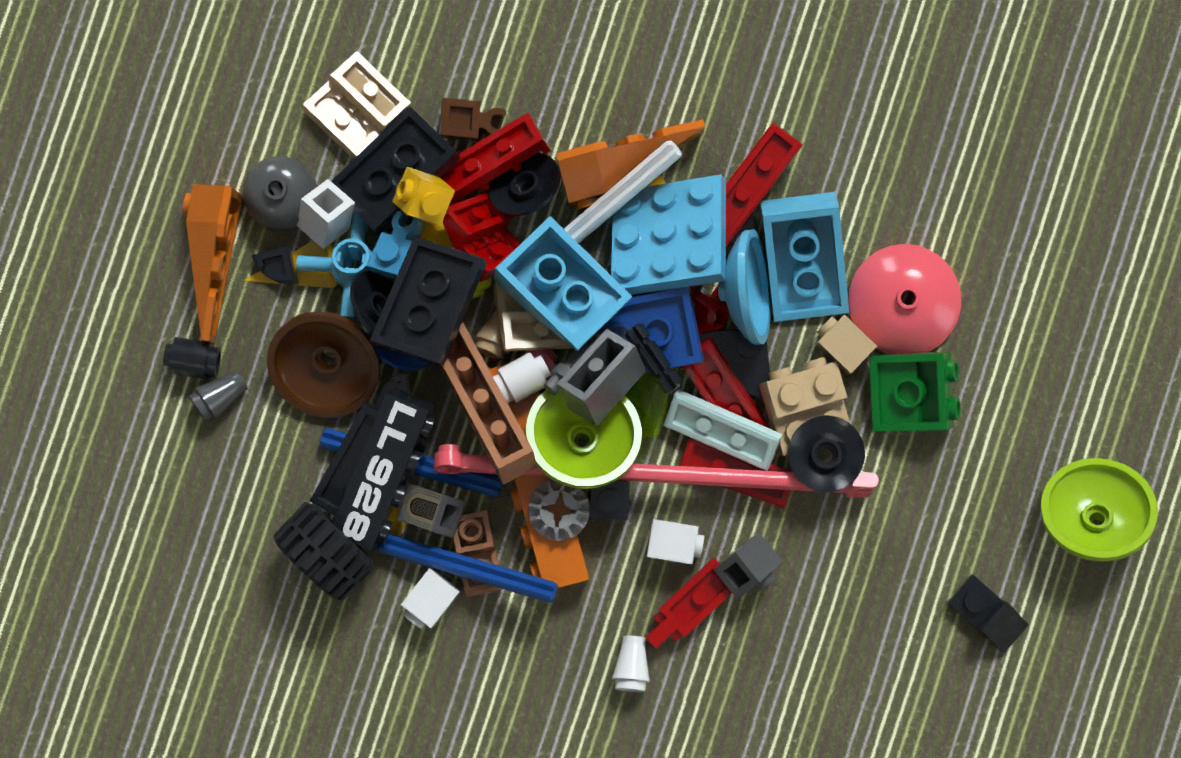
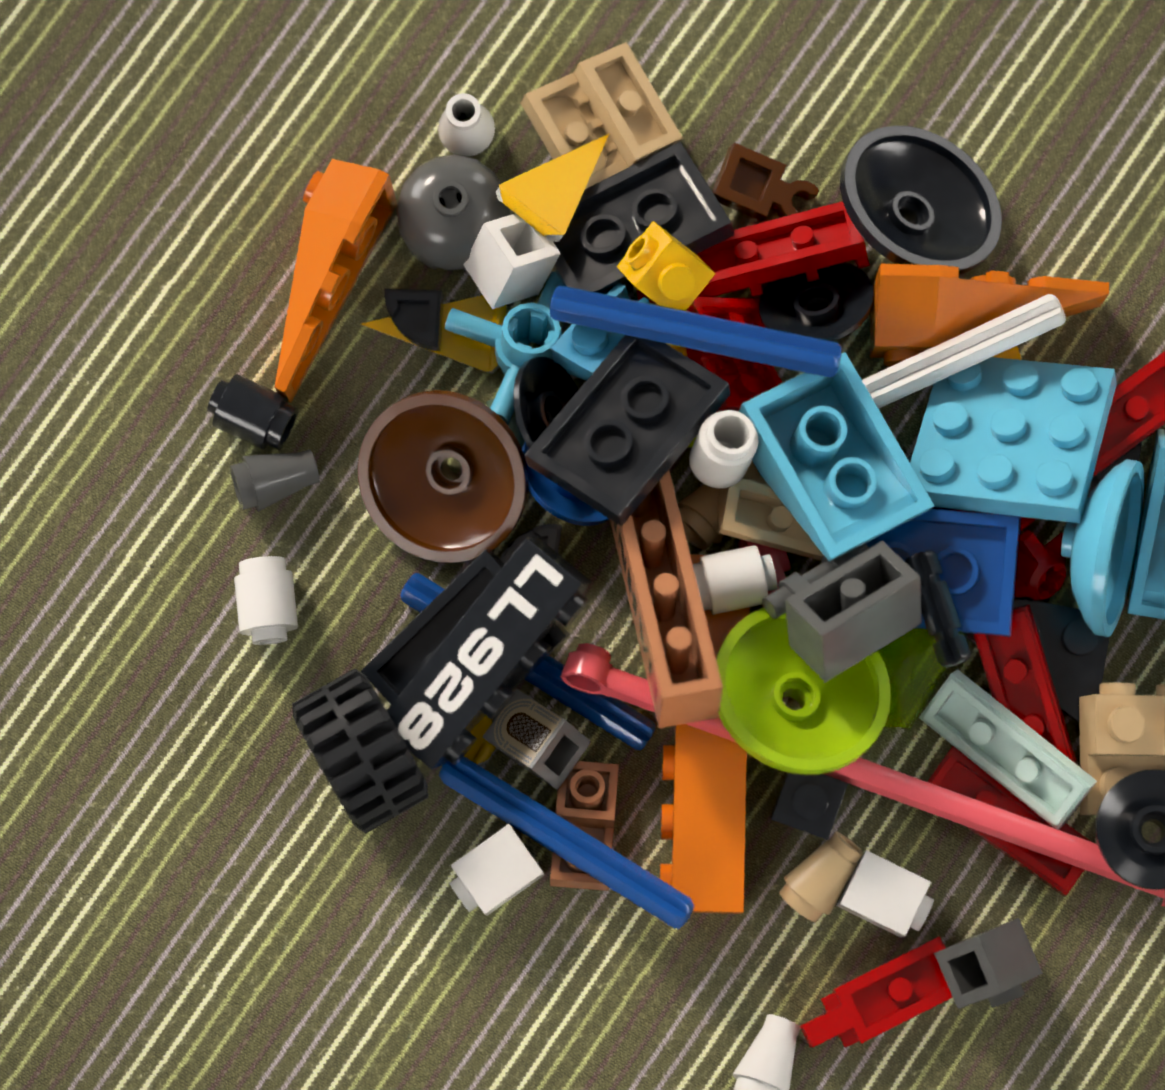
camera: 15 degrees right, 5 degrees down
(236, 473) = (265, 600): none -> white brick
(277, 142) = (470, 136): none -> white cone
(337, 164) = (552, 191): none -> yellow sticker
(453, 231) = (696, 331): none -> blue axle
(492, 299) = (723, 449): none -> white brick
(544, 521) = (702, 803): light grey gear -> none
(574, 88) = (920, 199): none -> black dish
(631, 543) = (821, 877): none -> tan cone

